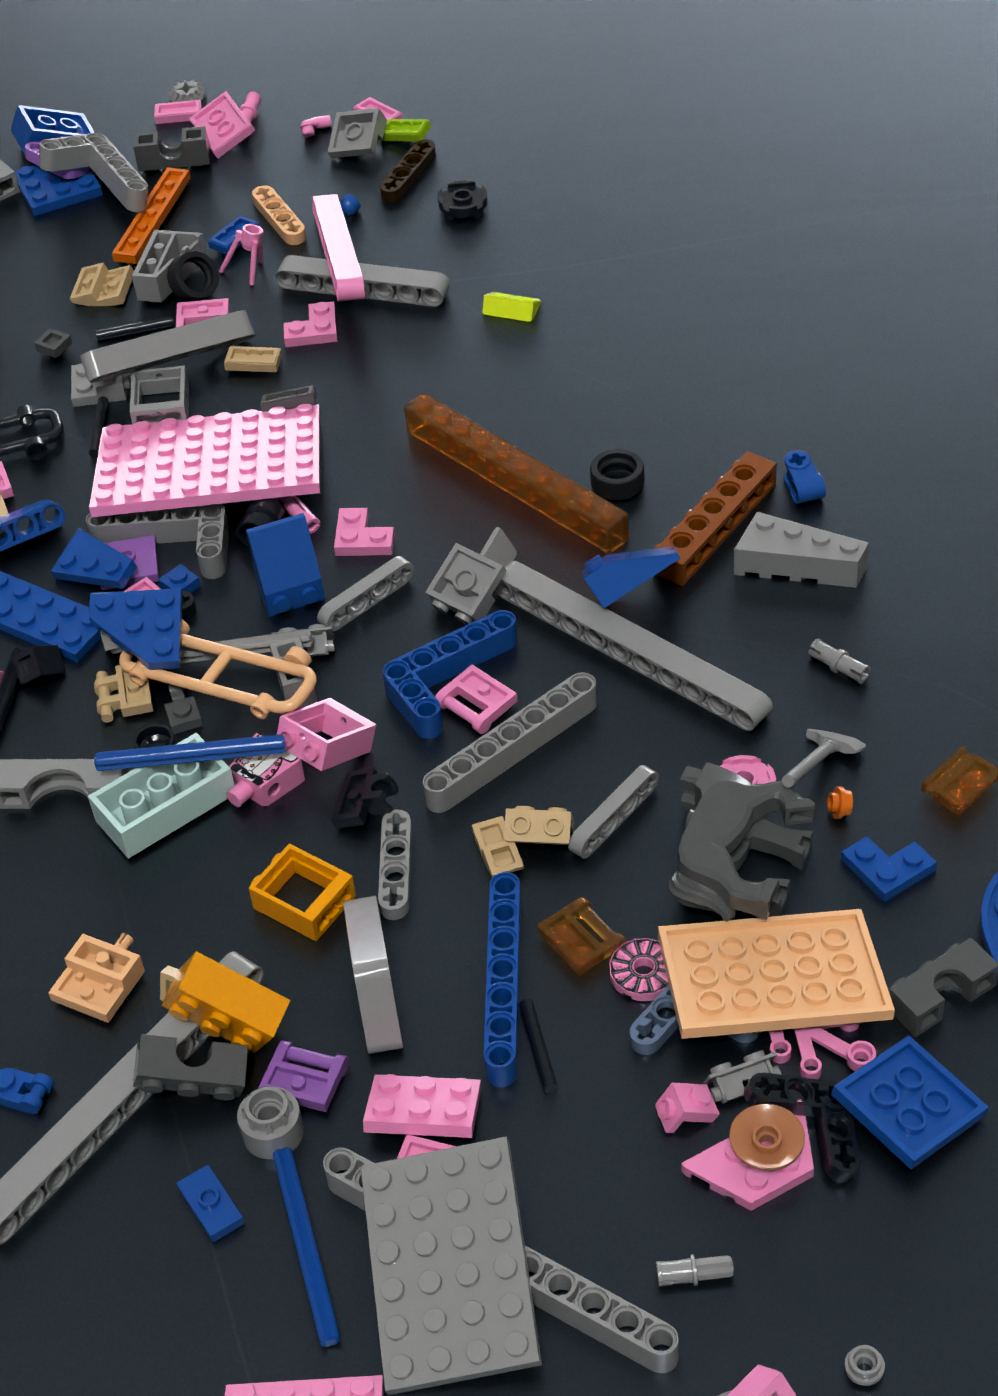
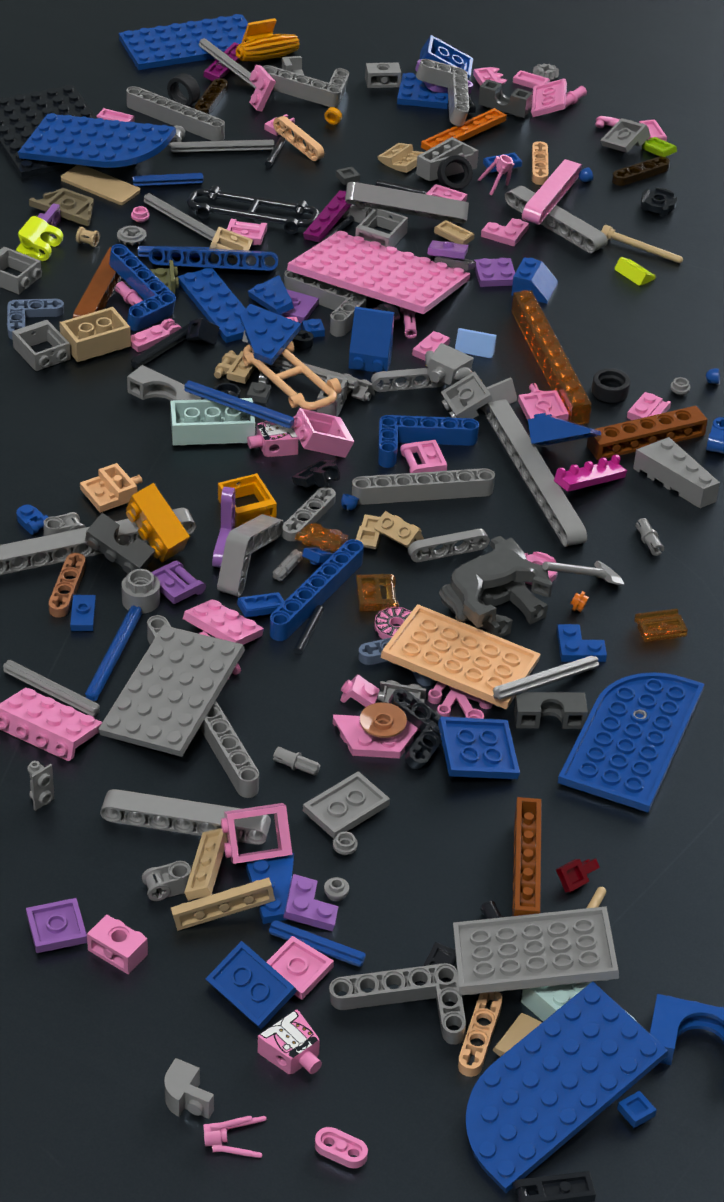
camera: 25 degrees right, 5 degrees down
(76, 414) = (327, 218): none -> magenta plate
(77, 1078) = (62, 523): none -> light grey piece
(122, 130) = (489, 73): none -> bright pink plate
(153, 1169) = (67, 584): none -> nougat beam
(261, 1360) = (51, 688): none -> light grey axle
(266, 386) = (447, 250): none -> medium lavender plate
(313, 957) = (227, 524): none -> medium lavender beam
(347, 388) = (494, 272): none -> medium lavender plate
(406, 376) = (536, 277): none -> blue slope
(406, 499) = (475, 343): none -> light blue slope
(409, 550) = (448, 364): none -> light grey torso
(431, 960) = (287, 565): none -> light grey axle
(435, 815) = (349, 502): none -> blue hinge
(445, 892) = (324, 538): none -> clear orange plate
(448, 1043) = (259, 604): none -> blue plate
(461, 923) = (316, 555): none -> blue plate
(491, 267) = (611, 234): none -> tan piece
(560, 545) = (542, 402): none -> bright pink plate
(684, 483) = (647, 406): none -> bright pink plate
(696, 432) = (680, 386): none -> light grey plate
(703, 612) = (590, 474): none -> dark pink hinge
(723, 400) = (713, 376): none -> blue hinge
(816, 1301) = (346, 804): none -> light grey plate
(903, 944) = (545, 677): none -> light grey axle

